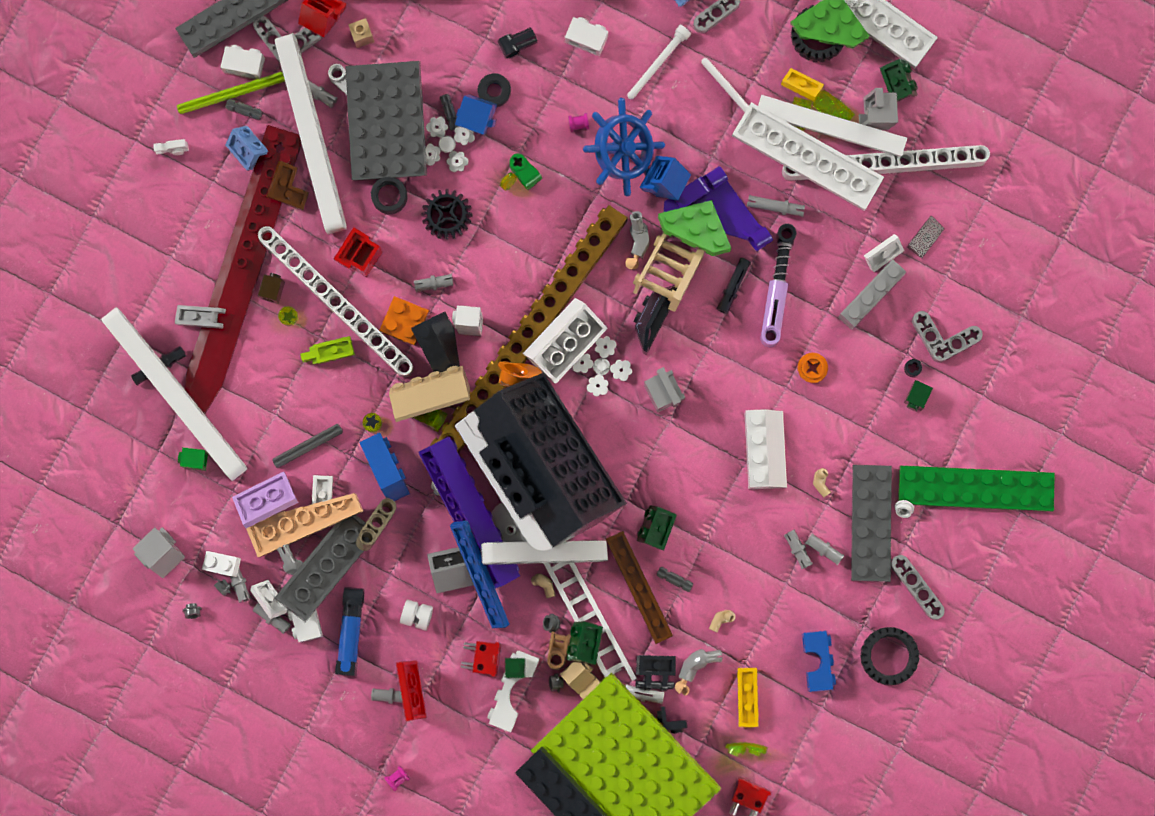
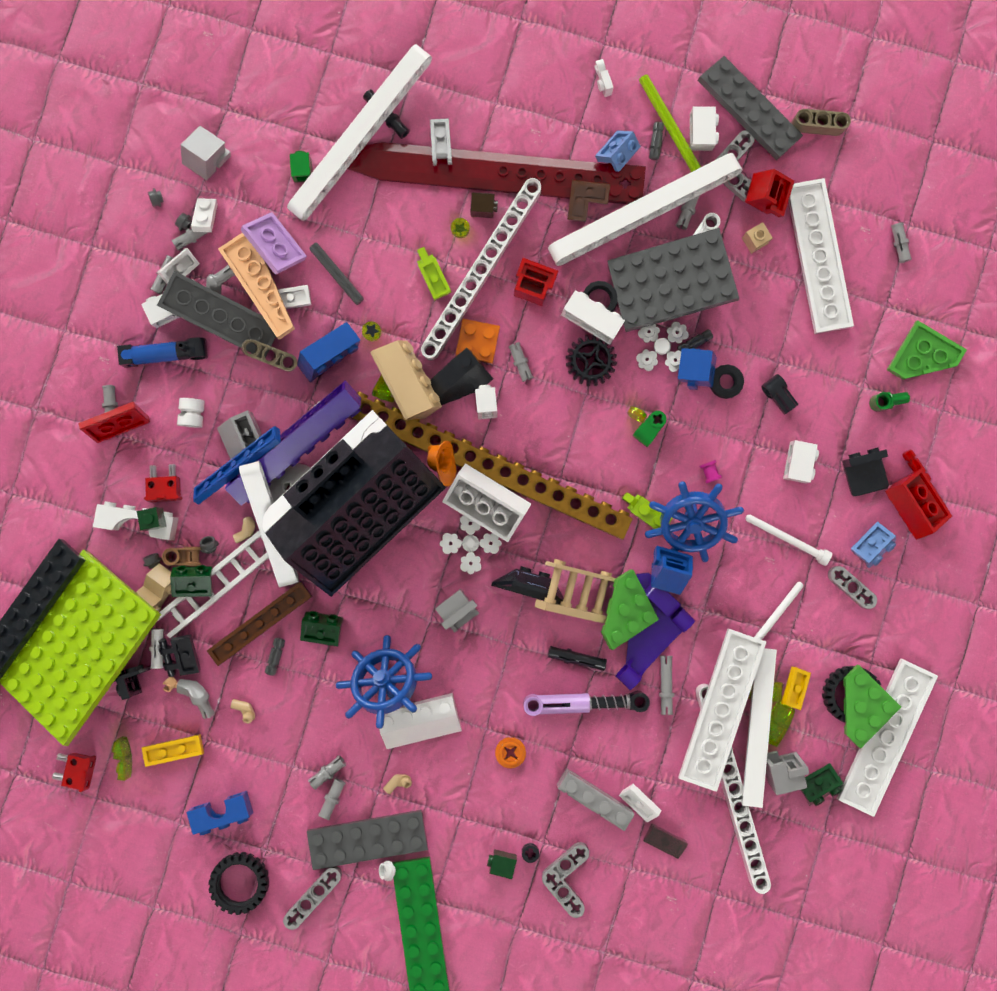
camera: 70 degrees right, 5 degrees up
(397, 778) = (32, 427): dark pink bush -> none
(406, 202) = (592, 317): none -> white brick
(602, 194) = (640, 508): none -> lime hinge
(641, 240) = (609, 555): light grey arm -> none
(718, 472) = (383, 681): none -> blue piece

